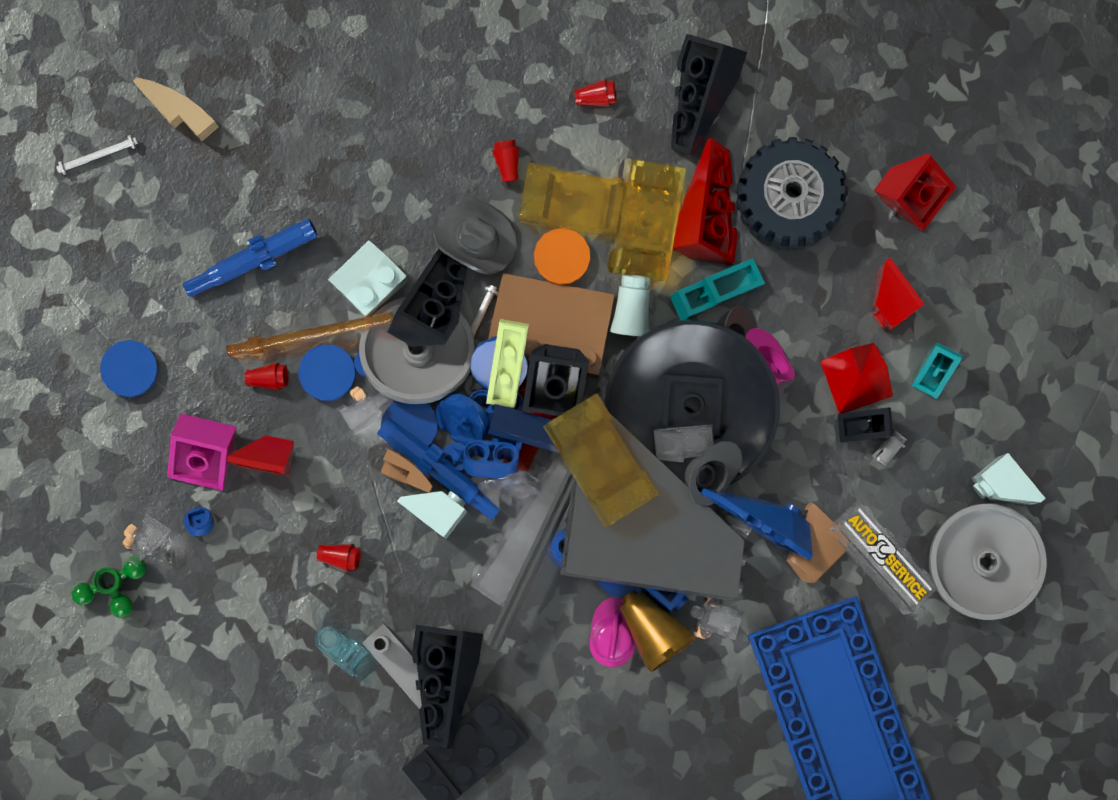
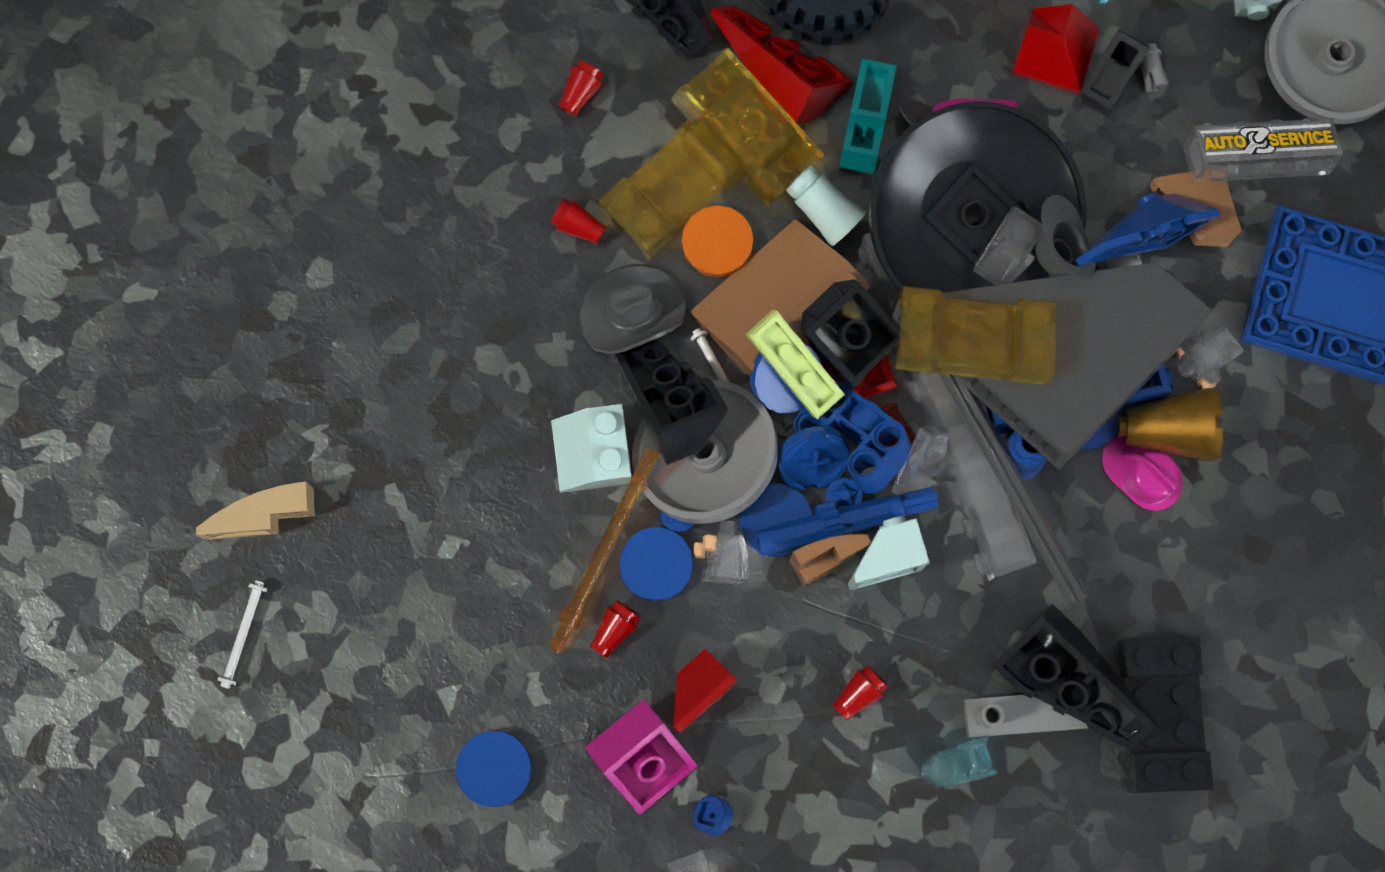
camera: 50 degrees left, 5 degrees down
(260, 253) = (479, 540): blue piece -> none
(520, 427) = (875, 396): dark blue tile -> none

